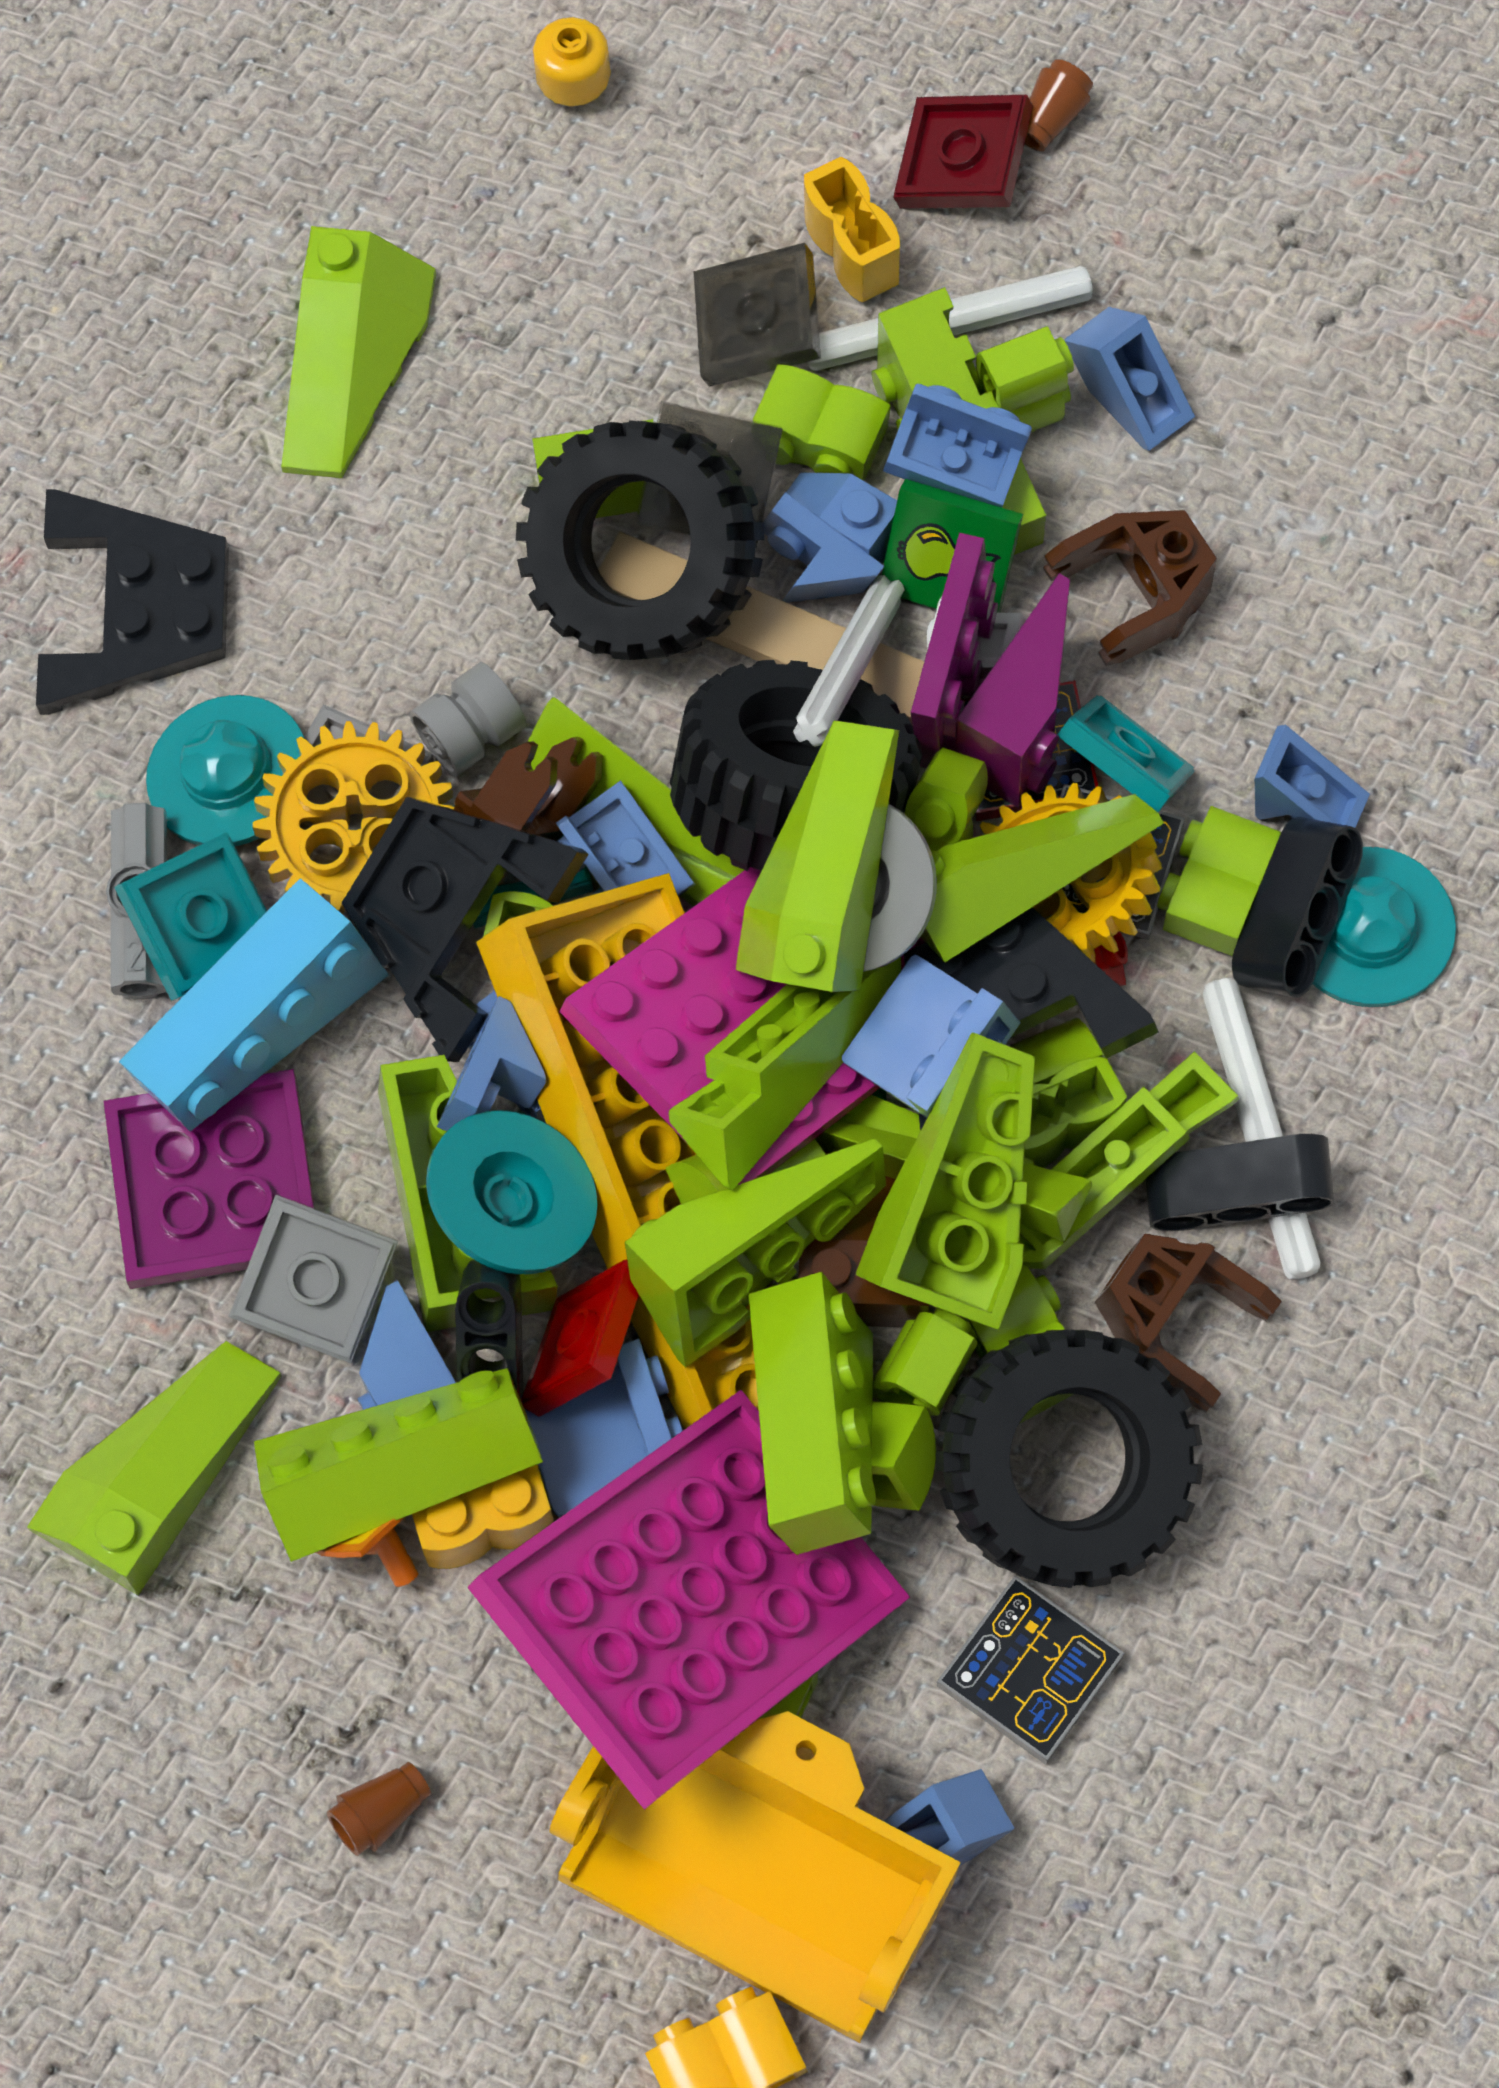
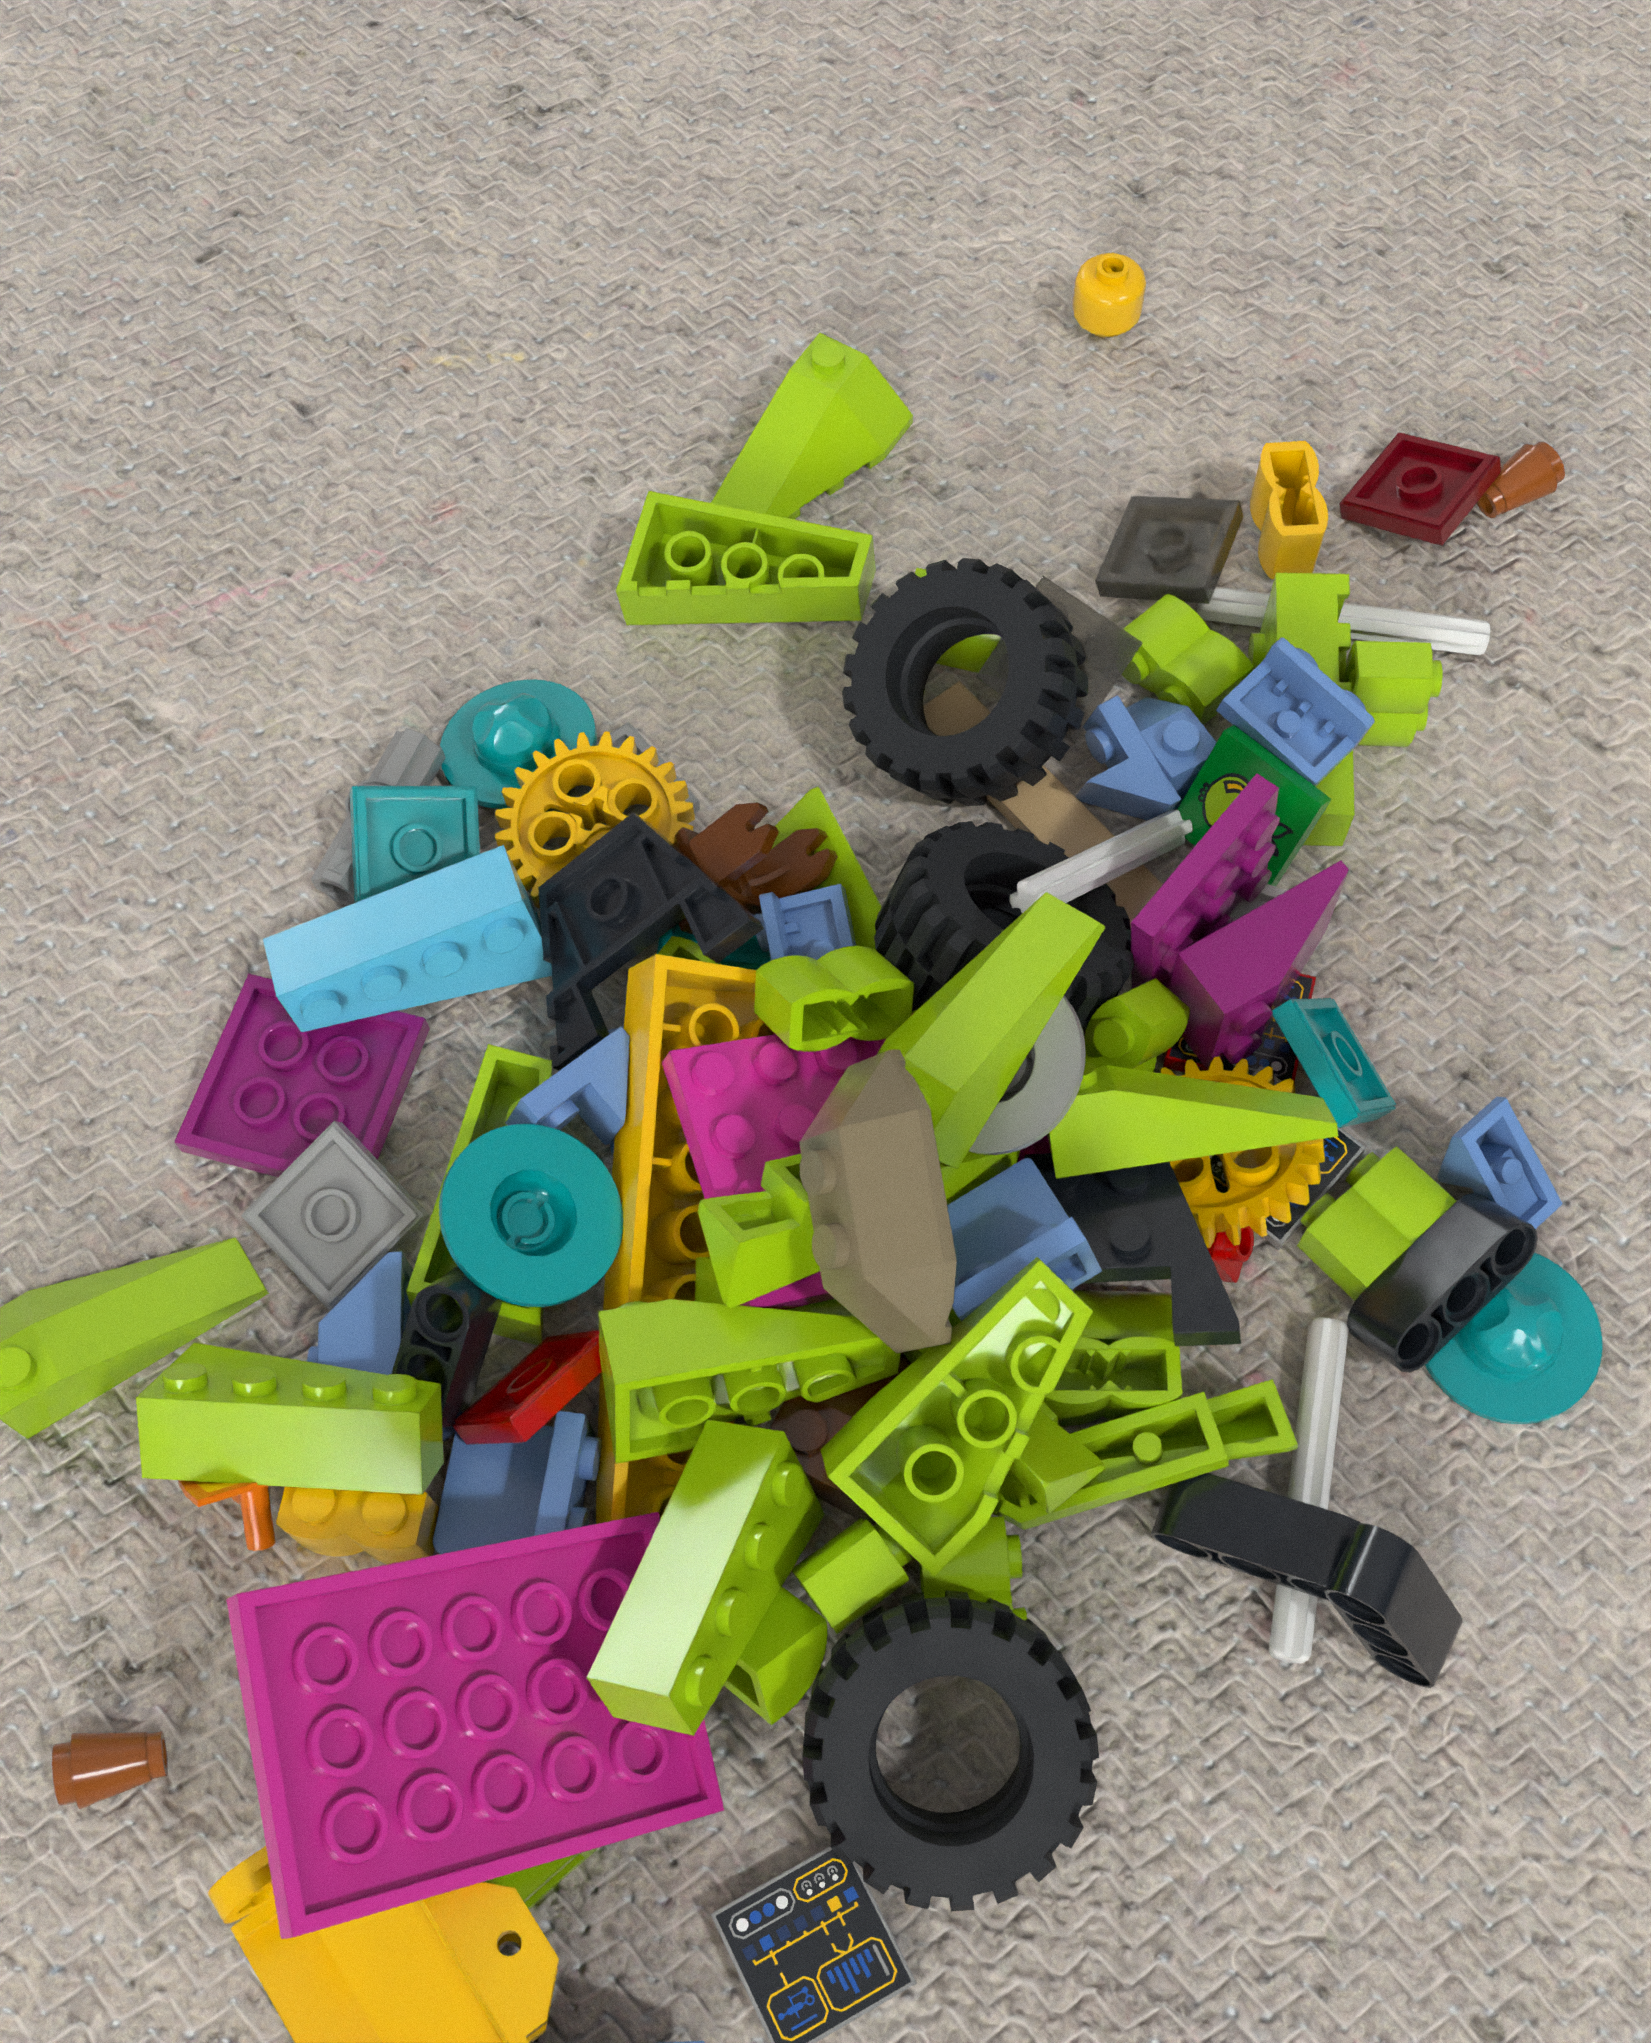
camera: 25 degrees right, 5 degrees down
(160, 599) = (539, 588): black wing -> none
(356, 503) = (740, 566): none -> lime wedge
(475, 714) = (749, 777): light grey wheel -> none
(678, 889) = (832, 998): none -> lime brick
(825, 1043) = (881, 1205): none -> dark tan wedge
(1130, 375) = (1491, 729): medium blue slope -> none
(1163, 558) = (1451, 903): reddish brown piece -> none
(1166, 1272) = (1146, 1596): reddish brown piece -> none
(1369, 1188) = (1394, 1605): none -> black beam

